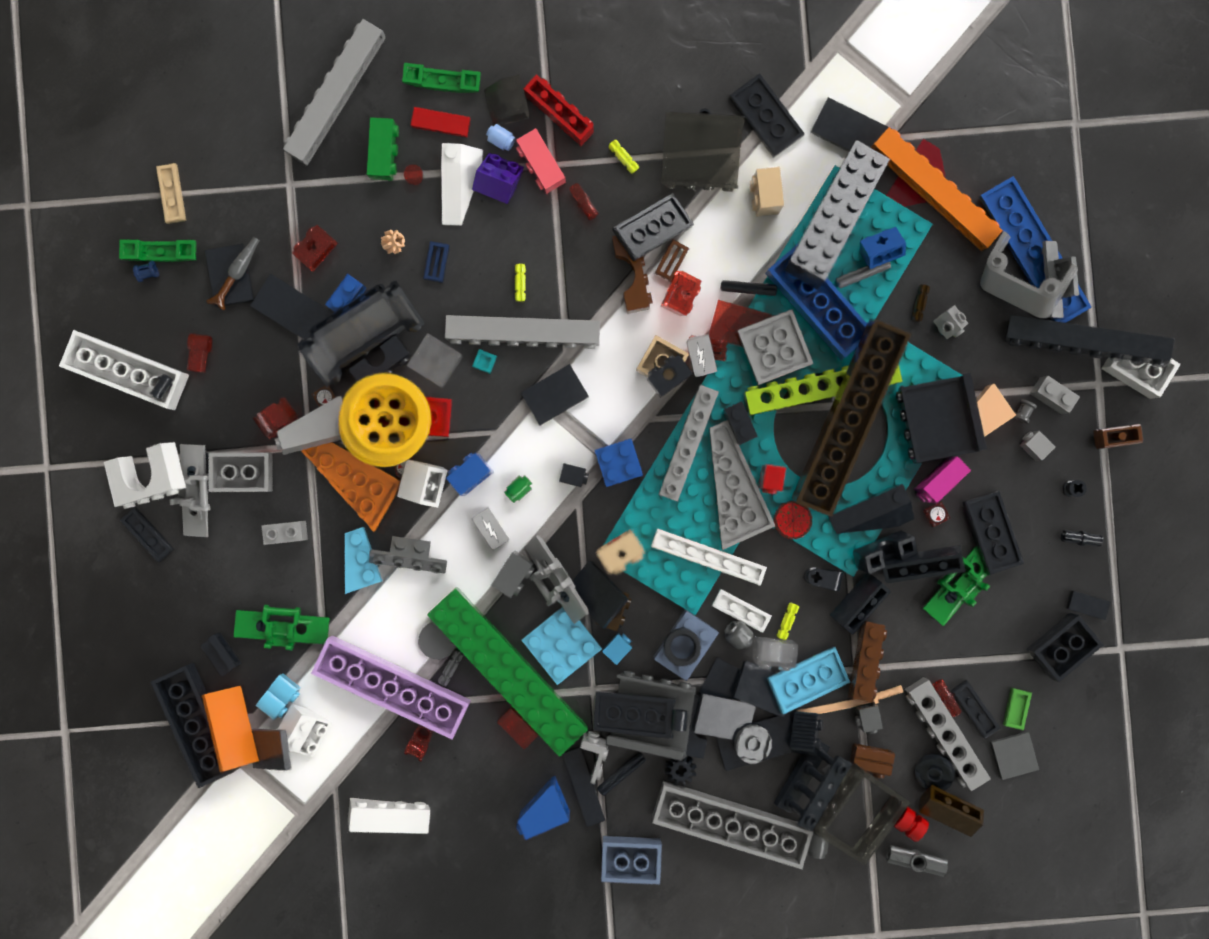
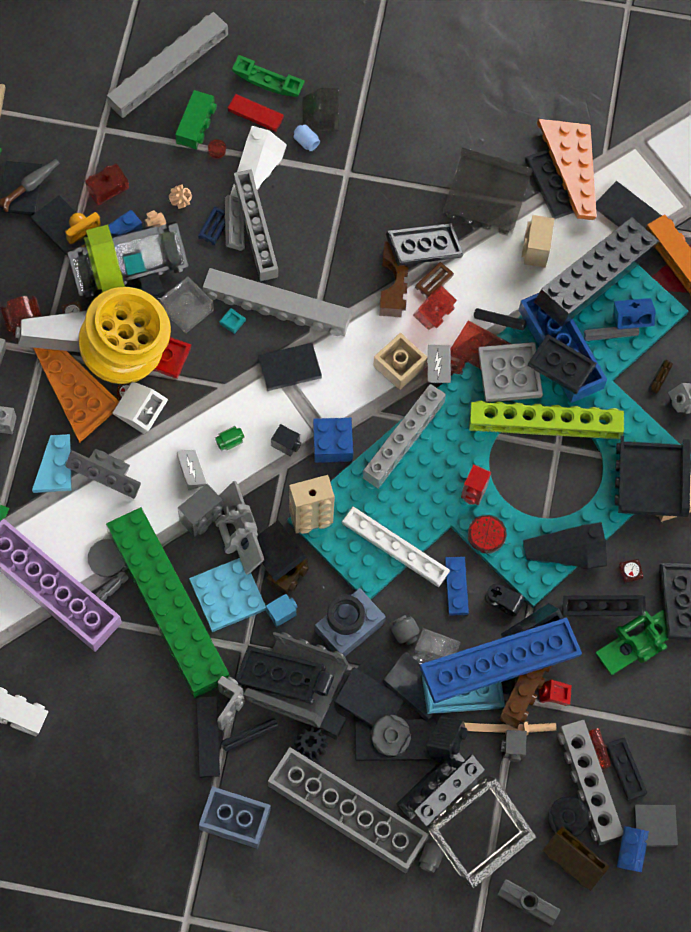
camera: 10 degrees right, 20 degrees down
(303, 304) = (79, 225): none -> light orange tile
(338, 345) = (103, 258): none -> lime brick
(370, 332) = (134, 263): none -> teal tile
(376, 276) = (154, 218): none -> light nougat gear
(418, 743) = (57, 647): clear red piece -> none
(455, 254) = (234, 223): none -> light grey tile
(469, 474) = (188, 410): blue brick -> none
(477, 253) = (255, 225): none -> light grey brick
(497, 178) = (293, 169): dark purple slope -> none
(517, 727) = (160, 657): clear red brick -> none
(520, 282) = (286, 262): neon yellow axle -> none
(540, 161) = (336, 166): coral brick -> none
(544, 811) = (160, 742): blue slope -> none
(559, 110) = (366, 128): red brick -> none
(583, 201) = (366, 209): clear red axle -> none
(623, 156) = (414, 182): neon yellow axle -> none
(679, 369) = (395, 375): black brick -> none
(739, 500) = (439, 501): light grey wing -> none
(740, 423) = (459, 431): black brick -> none
(741, 610) = (411, 606): white tile -> none
(775, 575) = (456, 586): none -> blue plate
(778, 85) = (573, 160): none -> wing
(787, 621) = (460, 627): neon yellow axle -> none
(826, 329) = (562, 364): none -> black tile
(840, 653) = (500, 660): none -> blue plate
(851, 416) = (564, 447): dark brown brick -> none
(872, 556) = (569, 585): black arch -> none
(873, 759) = (514, 786): reddish brown brick -> none
(895, 657) = (555, 692): none -> red bracket
(912, 824) = (531, 860): red wheel -> none
(941, 480) = (641, 534): dark pink brick -> none
(1001, 789) = (632, 849): none -> blue brick
(1017, 708) = (669, 780): bright green tile -> none

